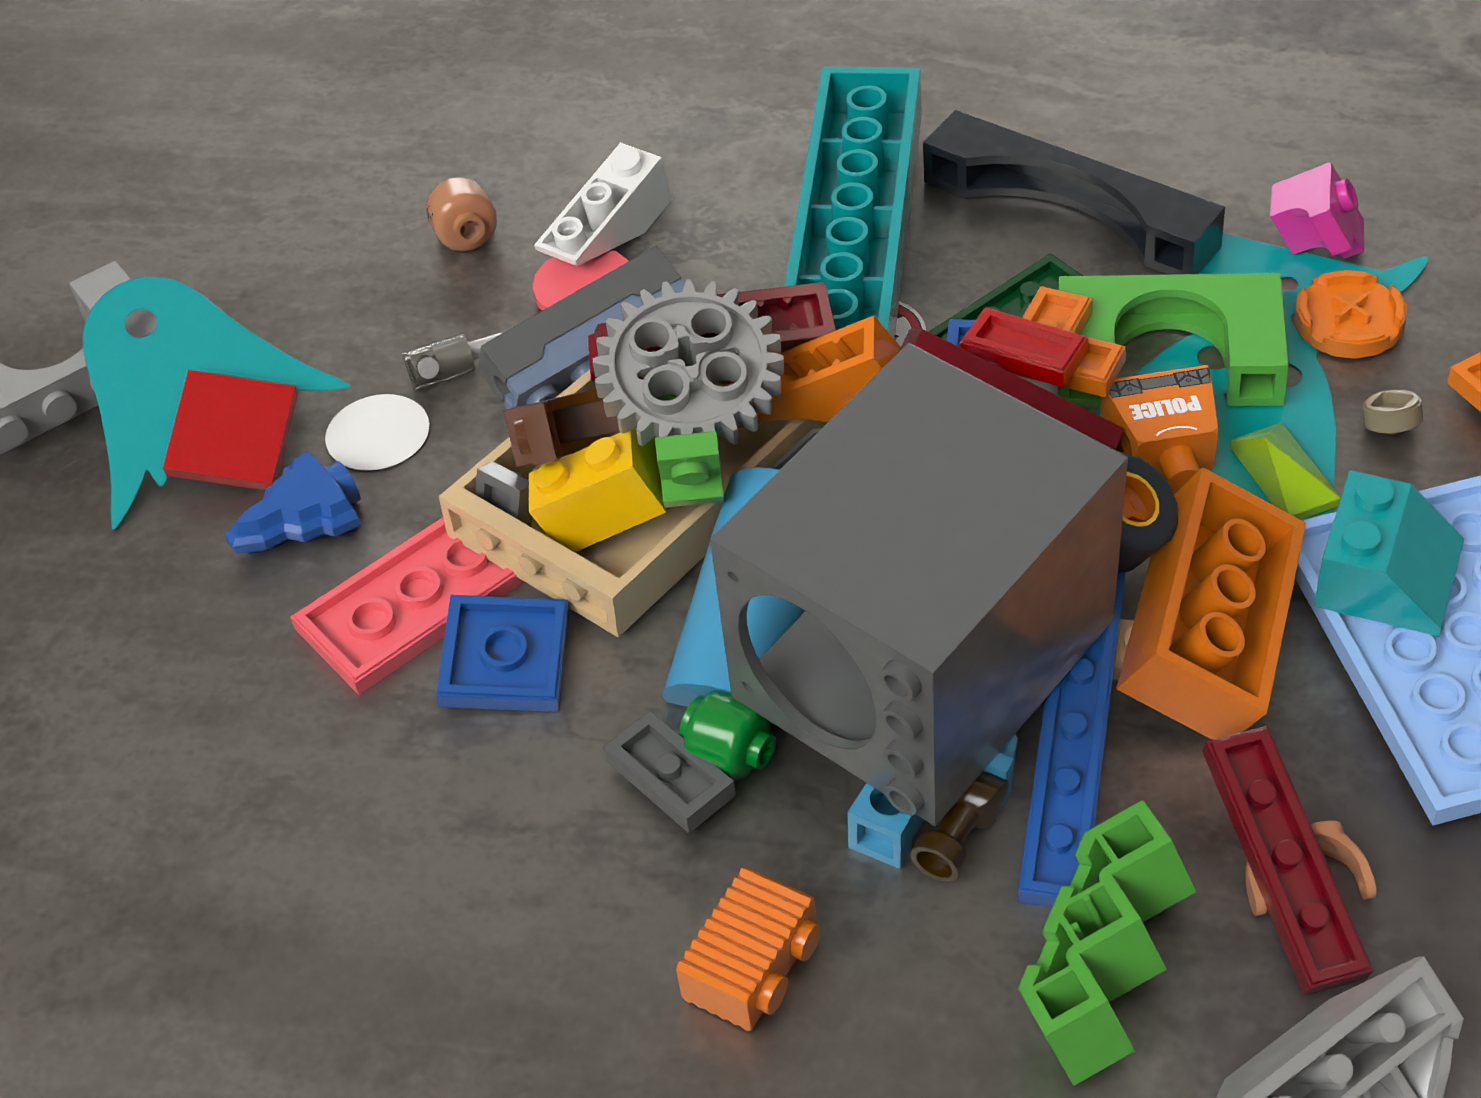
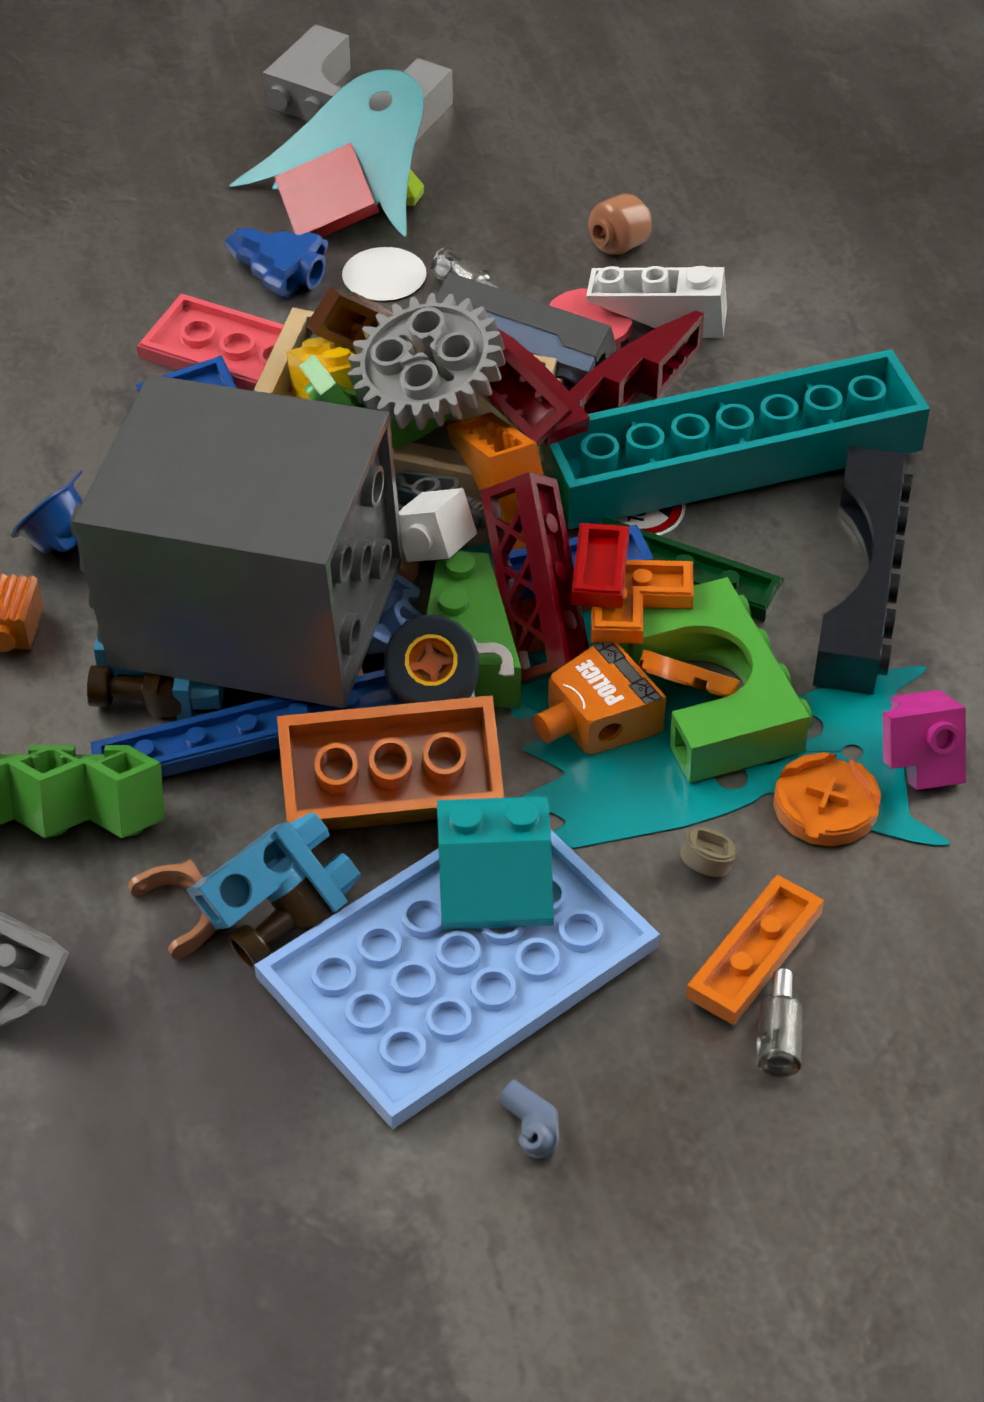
camera: 60 degrees right, 0 degrees up
(620, 827) = (49, 522): none -> blue piece
(692, 244) = (641, 366): none -> dark red slope
(1176, 342) = (688, 674): none -> orange tile
(1285, 472) = (600, 795): lime slope -> none
(1287, 861) = (161, 881): dark red tile -> none
(1343, 757) = (286, 874): none -> dark azure hips

